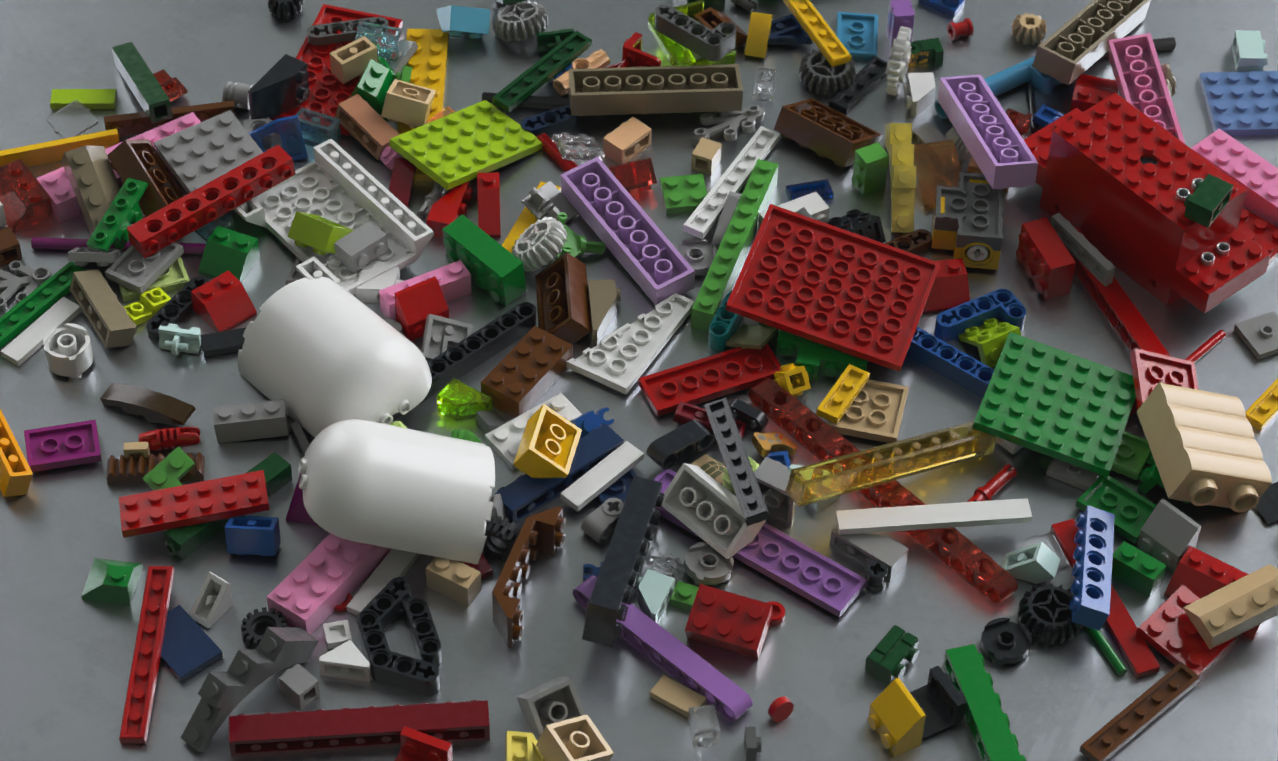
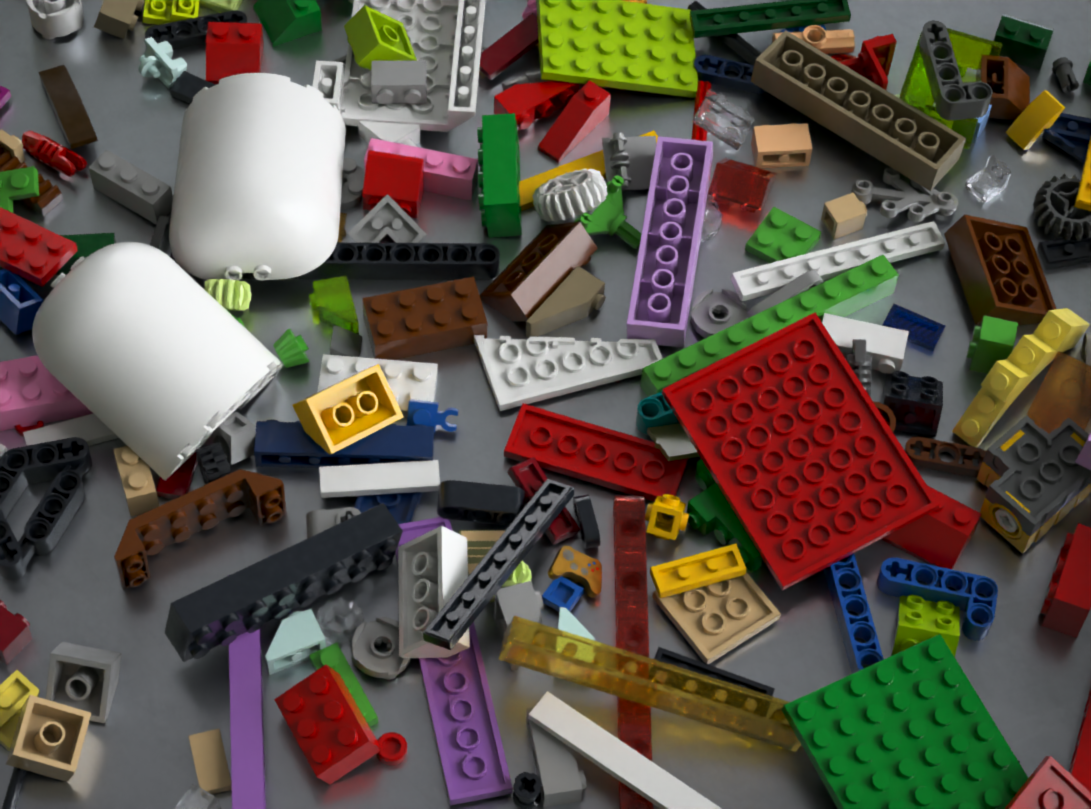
camera: 40 degrees right, 10 degrees up
(994, 484) = (748, 789): red pin -> none

